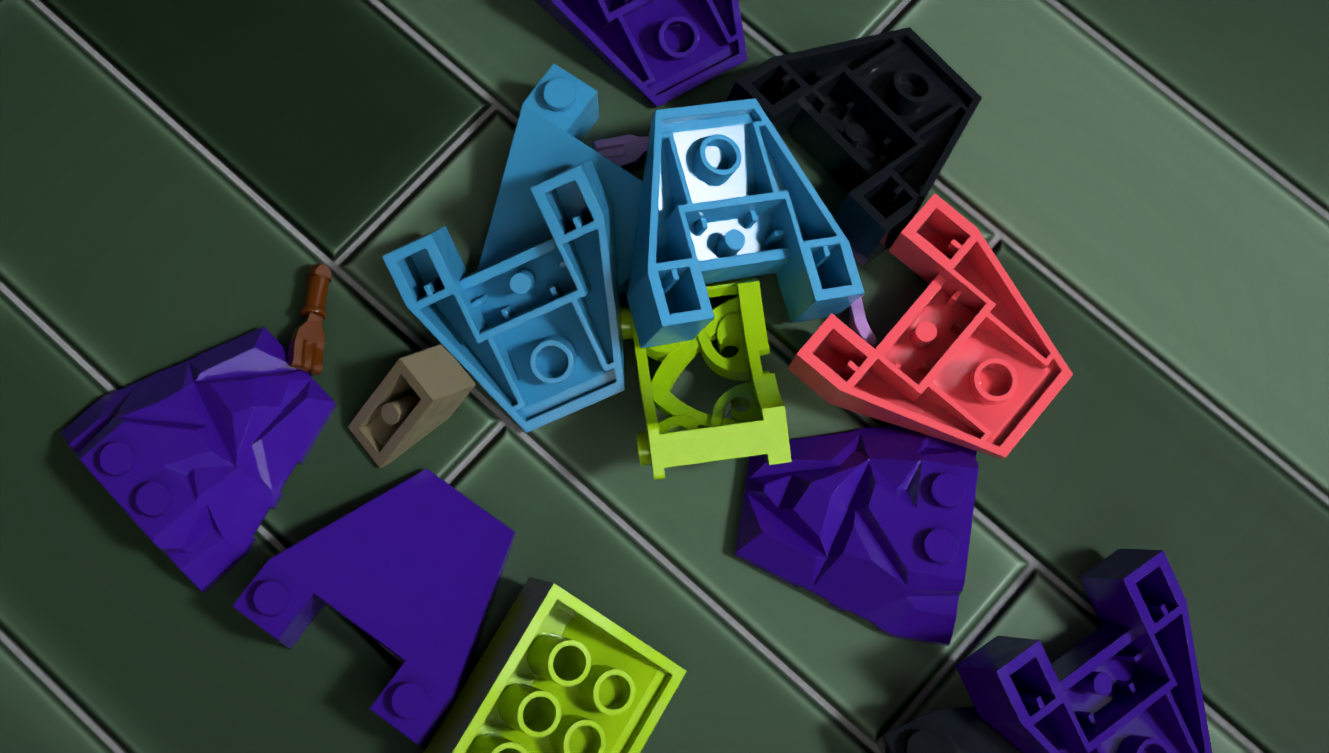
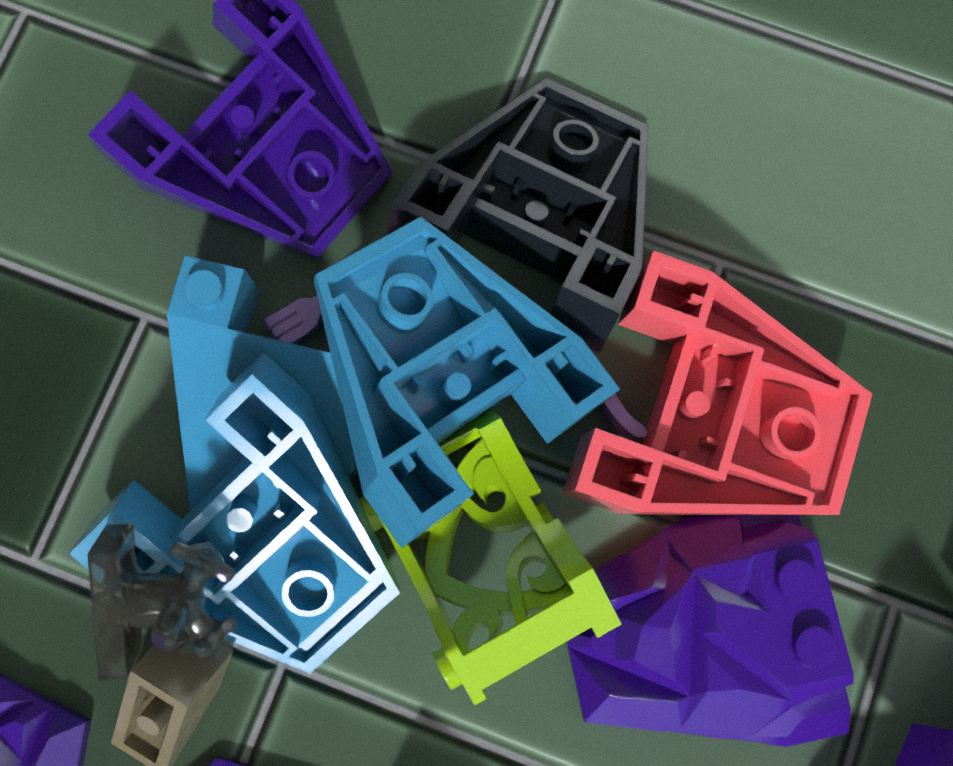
camera: 20 degrees left, 5 degrees up
(308, 339) = (31, 662): reddish brown piece -> none
(436, 313) = (166, 602): none -> clear smoke piece

